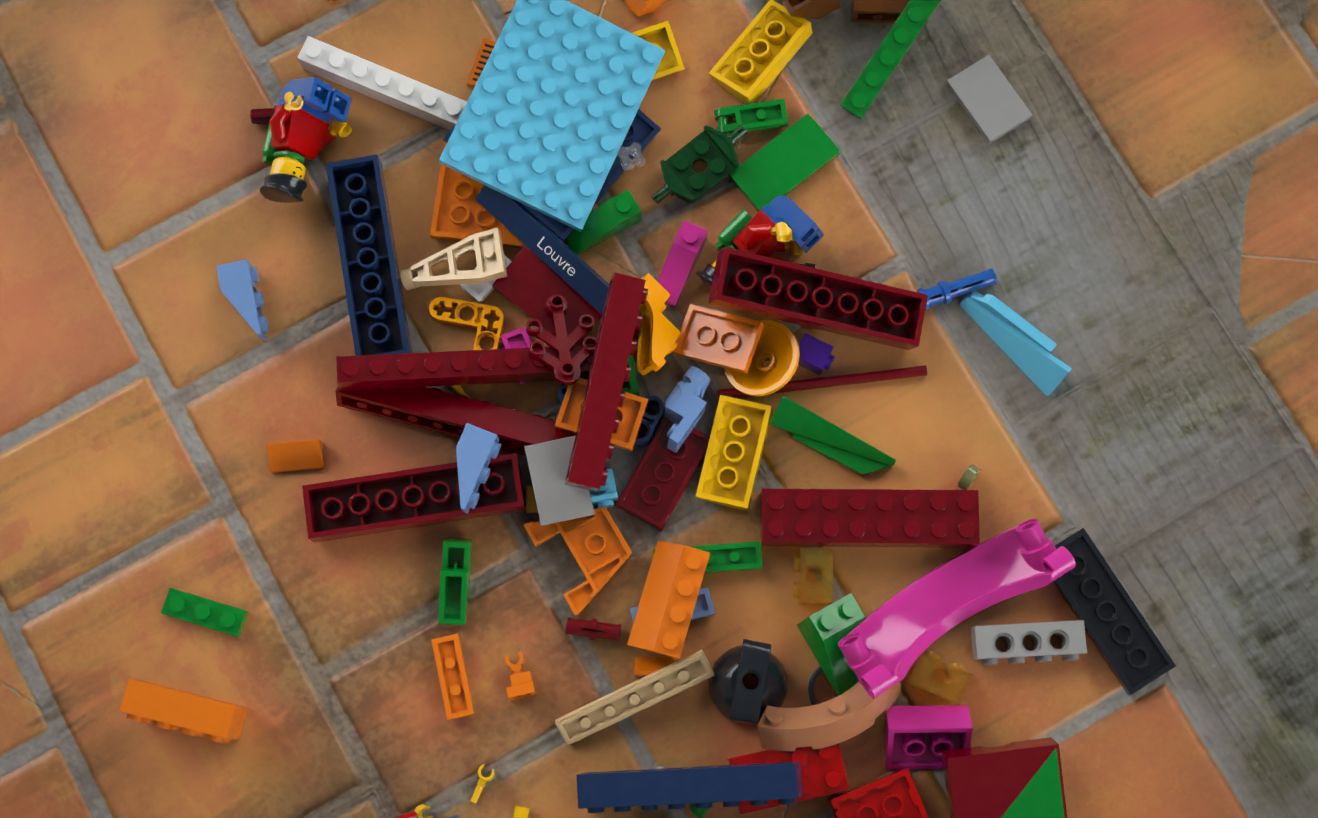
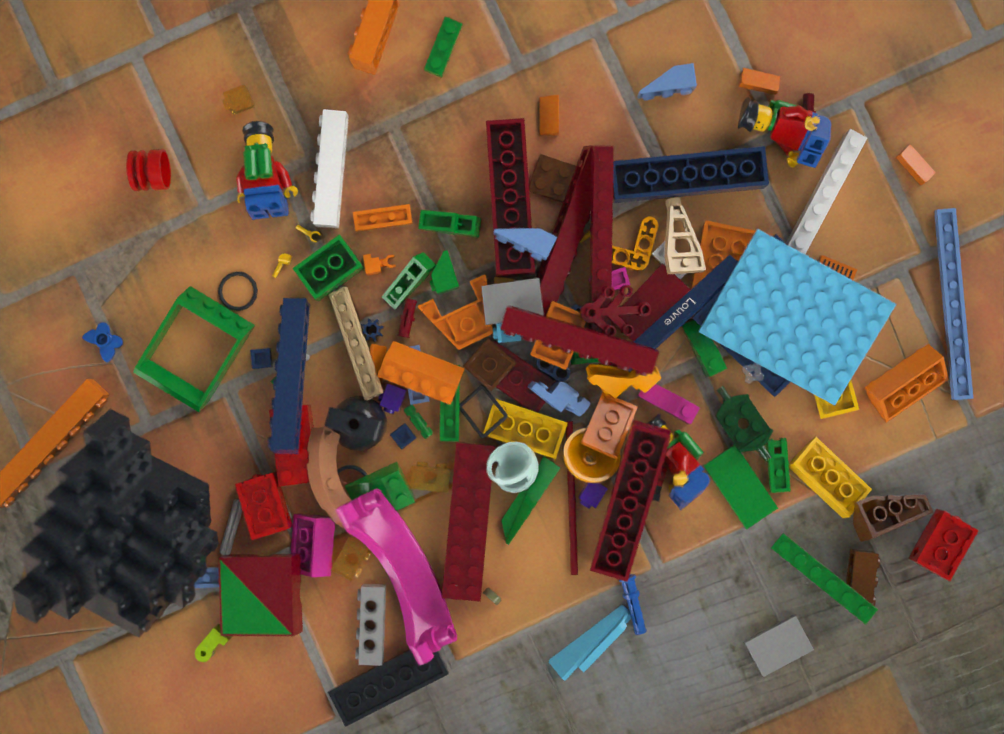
camera: 90 degrees right, 10 degrees up
(237, 180) = (759, 81): none -> orange slope
(383, 444) = (552, 178): none -> reddish brown plate
(386, 758) = (330, 168): none -> white brick
(529, 581) = (443, 275): none -> green slope
(530, 746) = (328, 268): none -> green brick
(540, 631) = (408, 280): none -> green slope
(606, 680) = (370, 324): none -> dark blue gear
(649, 507) = (489, 364): none -> reddish brown tile
(710, 639) = (392, 398): none -> dark purple brick
(717, 478) = (493, 400): none -> black piece
(737, 601) = (418, 421): none -> green axle
(760, 621) = (403, 436): none -> dark blue tile
(788, 457) = (515, 468): none -> light aqua piece

